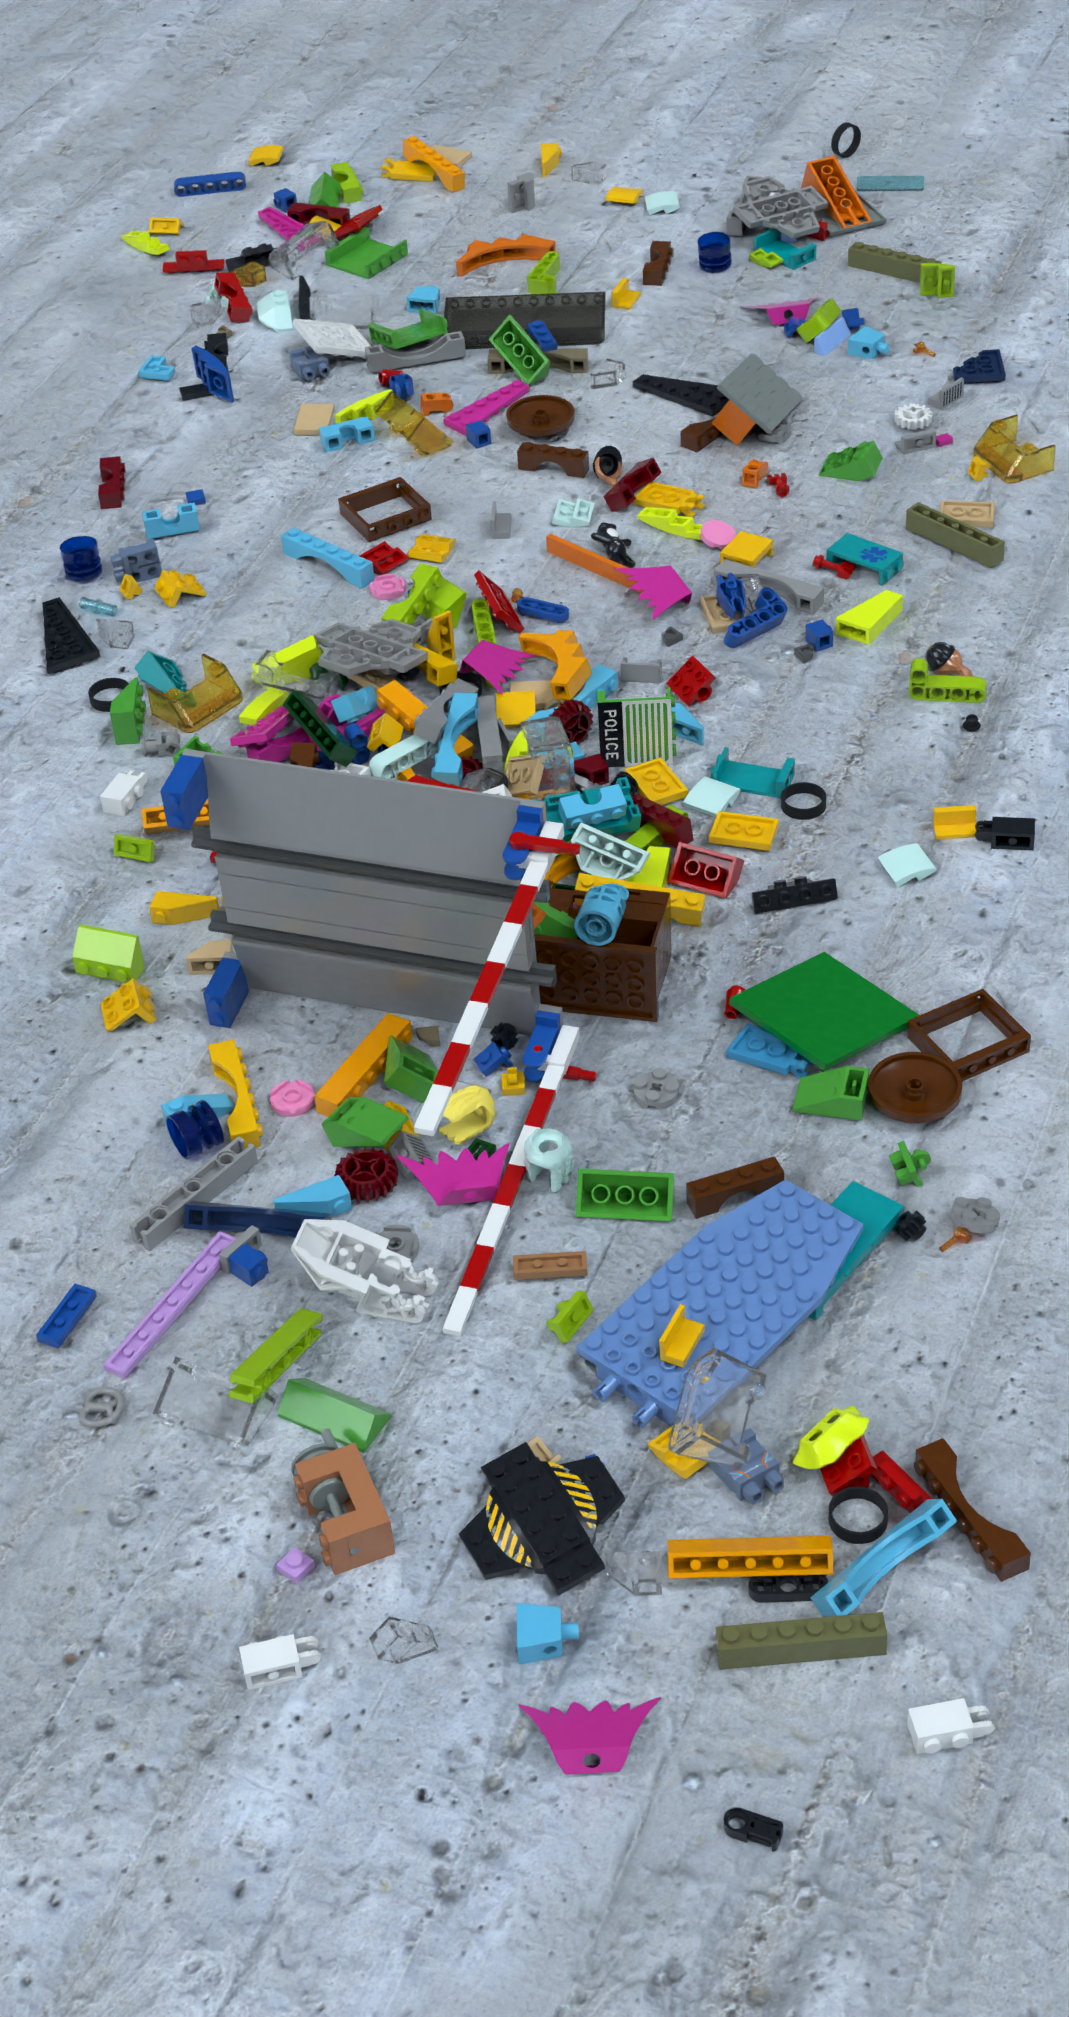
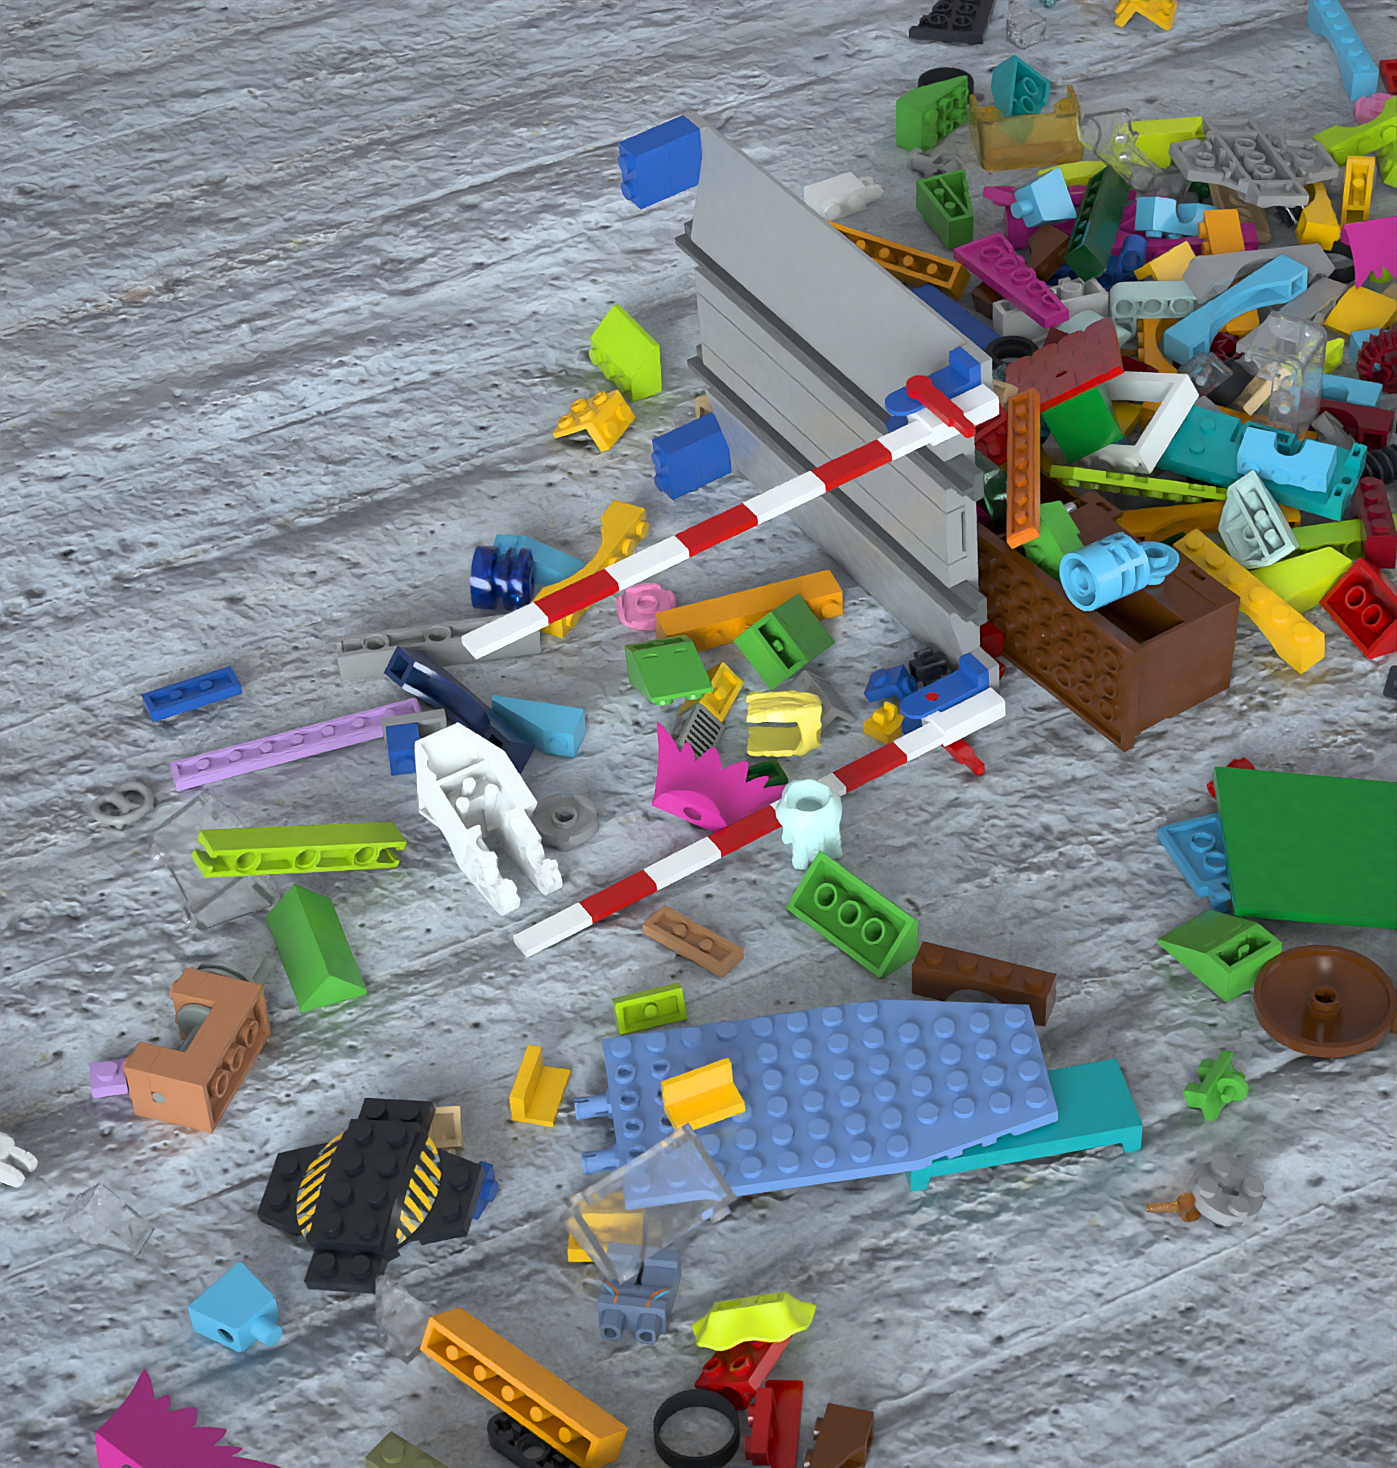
camera: 40 degrees right, 0 degrees up
(280, 727) = (1044, 201): none -> medium azure torso
(368, 1174) = (619, 728): dark red gear -> none
(429, 1035) = (858, 622): dark tan tile -> none
(560, 1401) = (537, 1090): none -> yellow panel
(652, 1080) = (1022, 811): light grey plate -> none
(911, 1225) = (1133, 1155): black gear -> none

